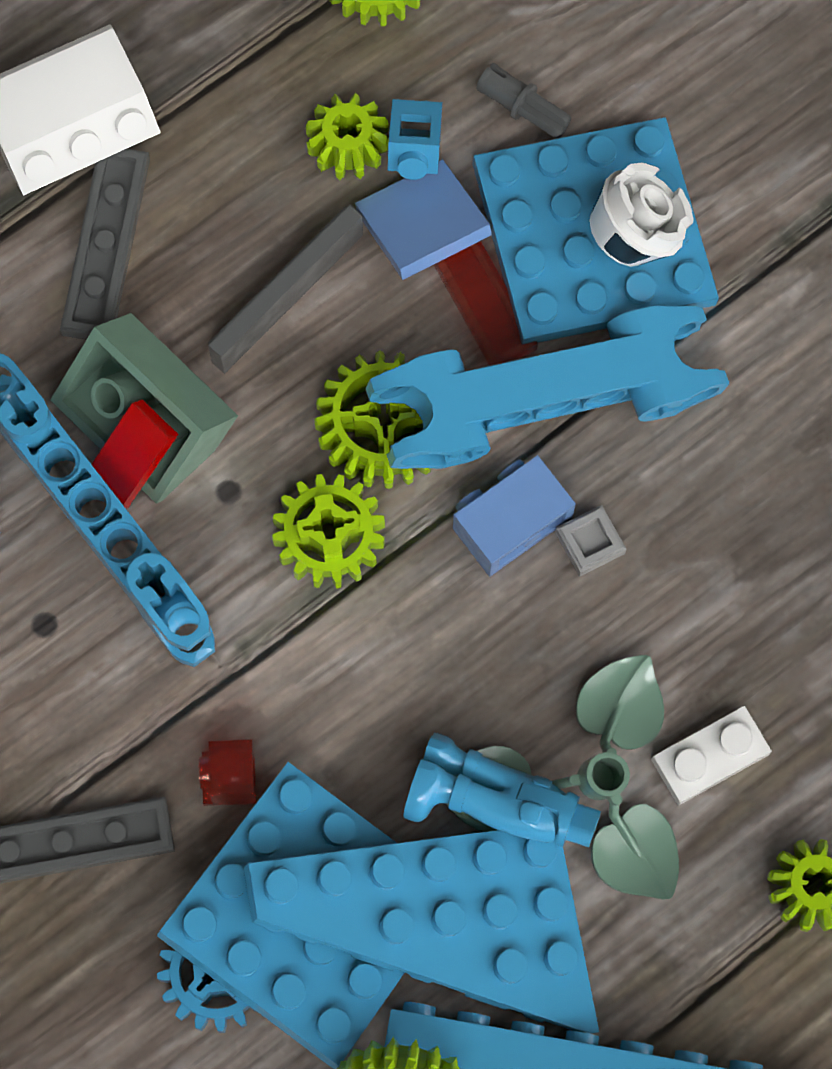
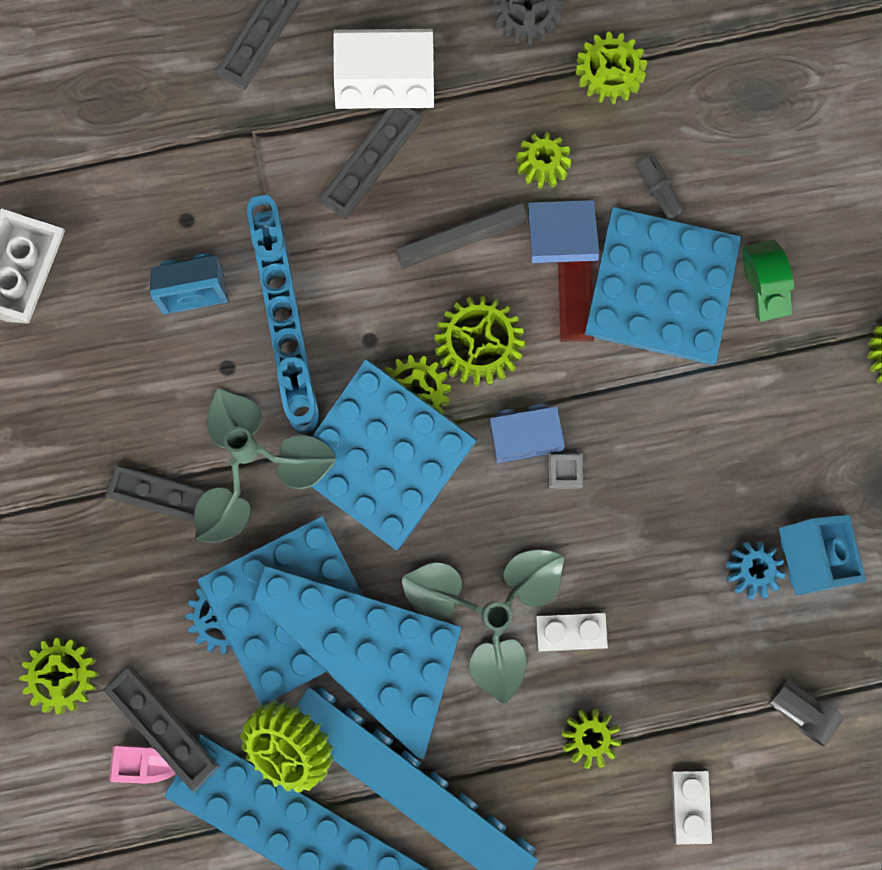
camera: 30 degrees right, 5 degrees up
(99, 691) = (231, 426): none -> sand green plant
(130, 364) = (344, 266): sand green slope -> none
(133, 451) = (322, 292): red tile -> none
(228, 773) = (286, 506): clear red brick -> none
(329, 636) = (389, 454): none -> dark azure plate
(414, 150) = (578, 187): dark azure brick -> none
(466, 405) = (527, 357): dark azure piece -> none
(497, 796) = (438, 604): dark azure piece -> none
(639, 216) = (690, 292): white cone -> none
(734, 148) = (771, 279): none -> green brick

